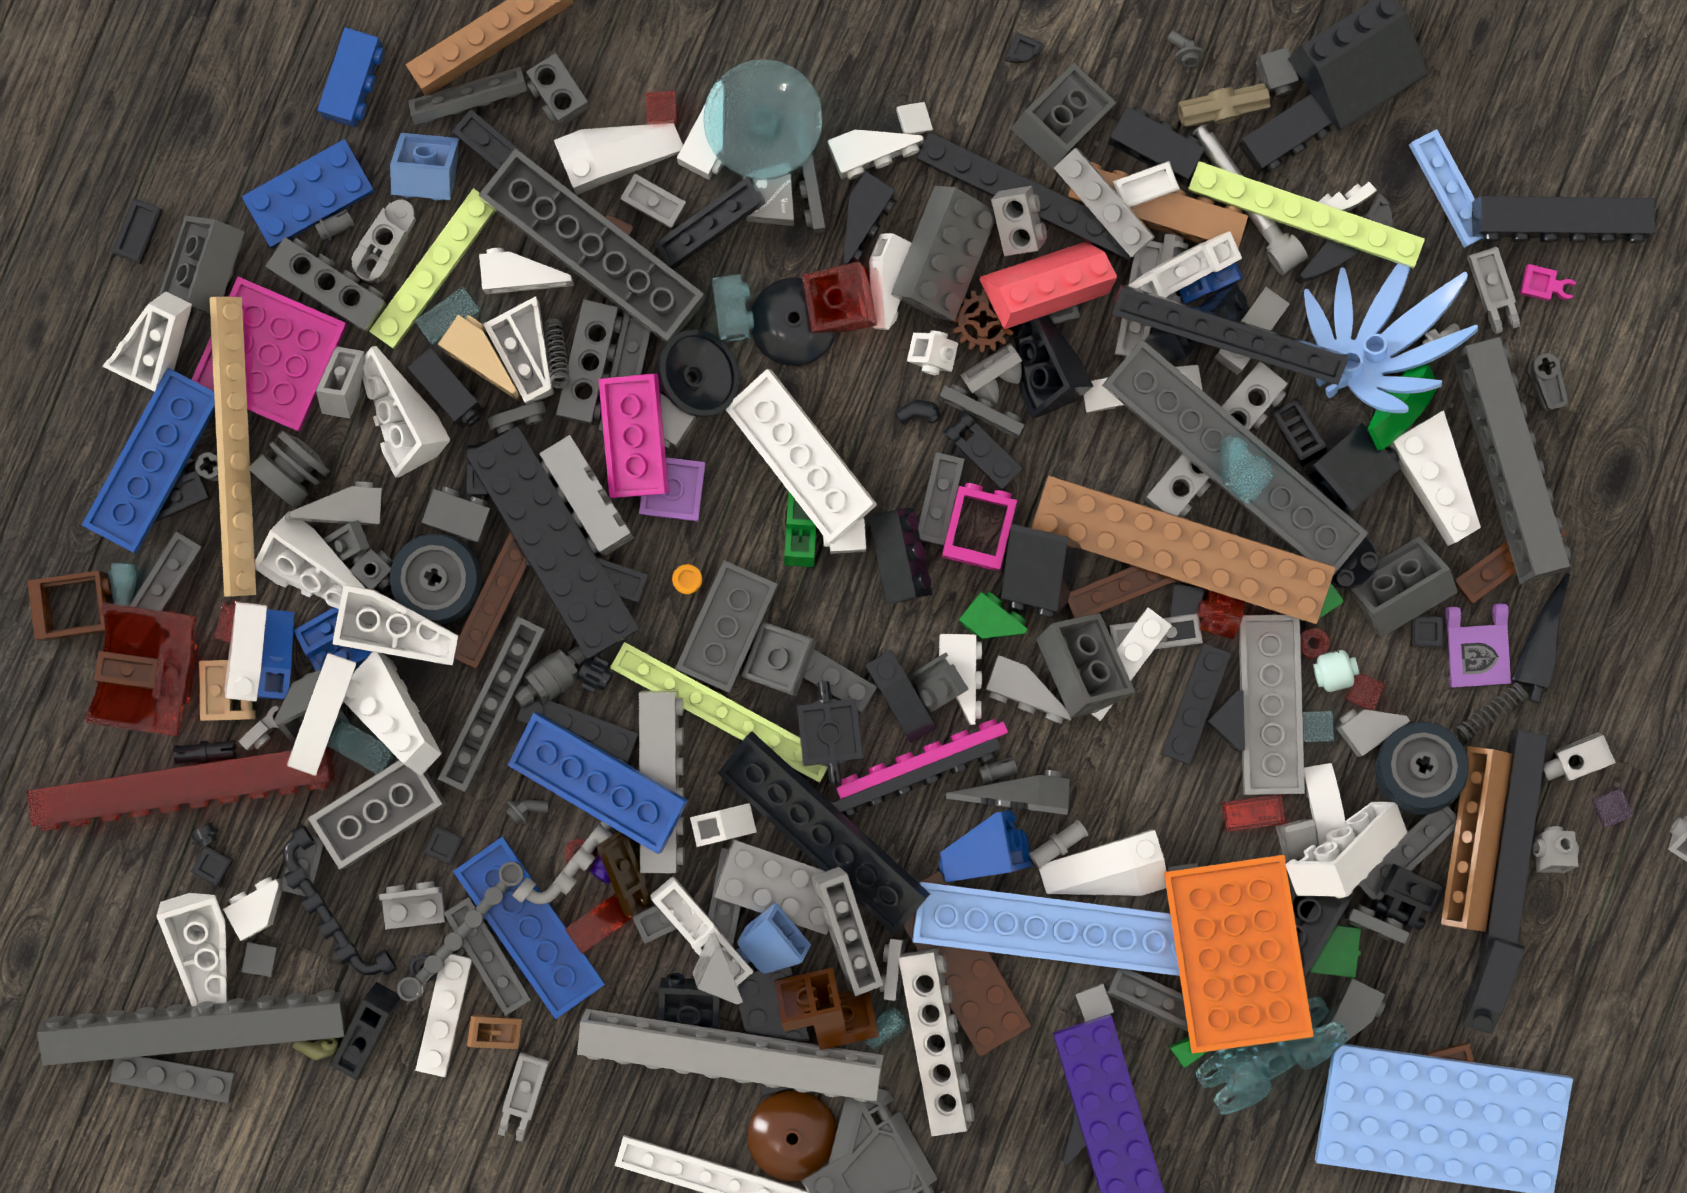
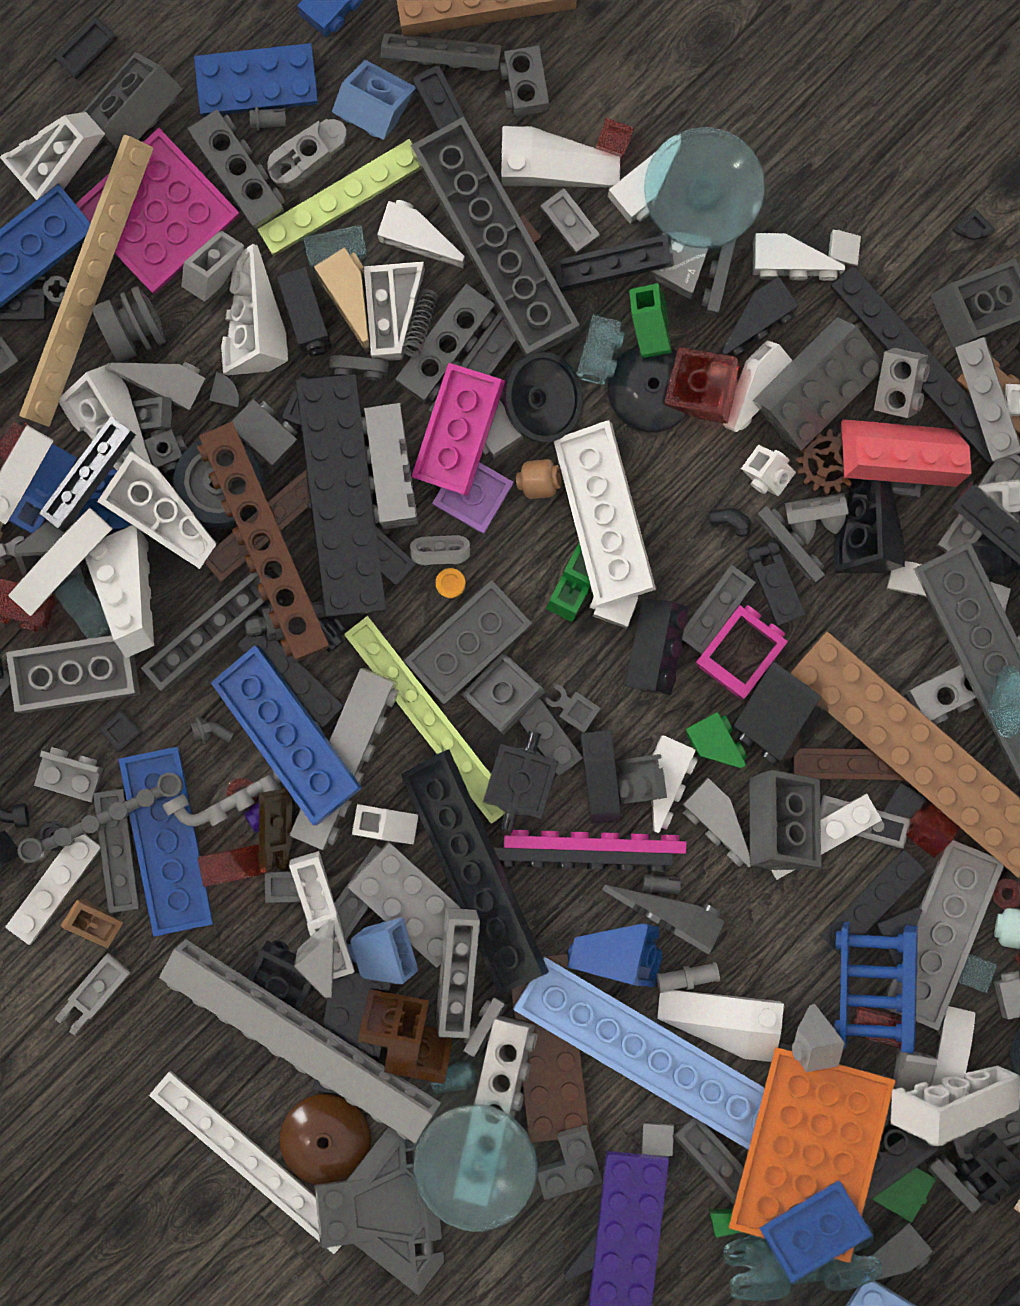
camera: 30 degrees right, 0 degrees up
(312, 623) = (87, 474): none -> plate
(404, 493) = (224, 392): none -> dark grey tile
(428, 536) = (226, 440): none -> reddish brown brick
(664, 553) = (440, 550): none -> light grey plate
(727, 449) = (539, 479): none -> medium nougat head
(766, 261) = (650, 320): none -> green slope
(852, 646) = (577, 710): none -> dark grey plate
(940, 1099) = (475, 1167): none -> clear light blue dish
(1032, 1063) = (576, 1170): none -> dark grey plate
(1199, 851) = (817, 1042): none -> light grey slope
(1262, 782) = (904, 973): none -> blue fence
(1270, 1022) = (815, 1231): none -> blue tile

